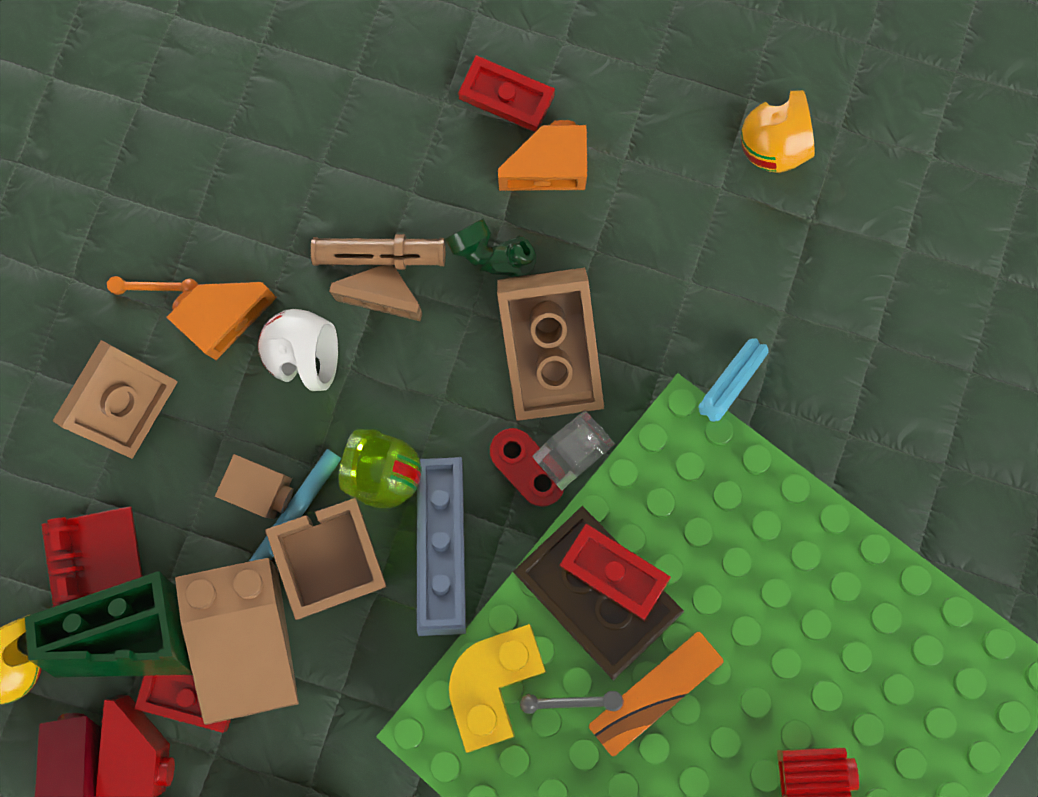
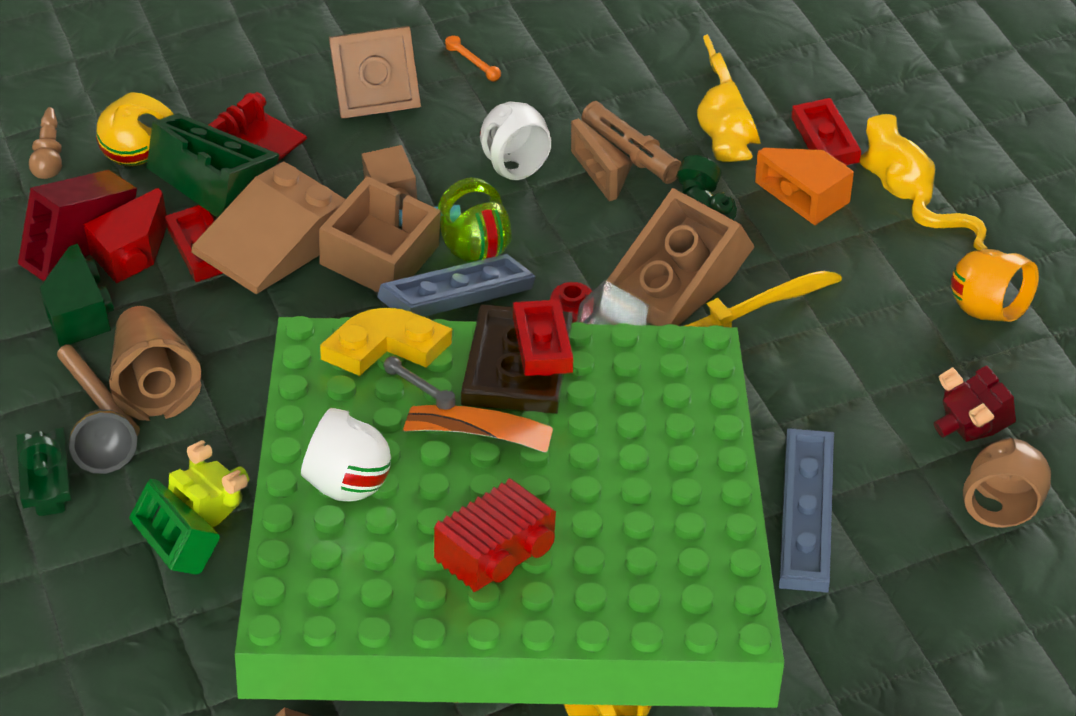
camera: 50 degrees right, 35 degrees down
(219, 313) = (488, 83): orange slope -> none
(414, 152) = (725, 115): none -> yellow animal
(606, 74) = (910, 175): none -> yellow animal
(622, 408) = (797, 287): none -> yellow sword
(733, 380) = (772, 363): medium azure axle -> none
(854, 459) = (807, 511): none -> sand blue tile
(877, 260) = (975, 406): none -> dark red piece
(970, 297) = (1013, 476): none -> medium nougat helmet

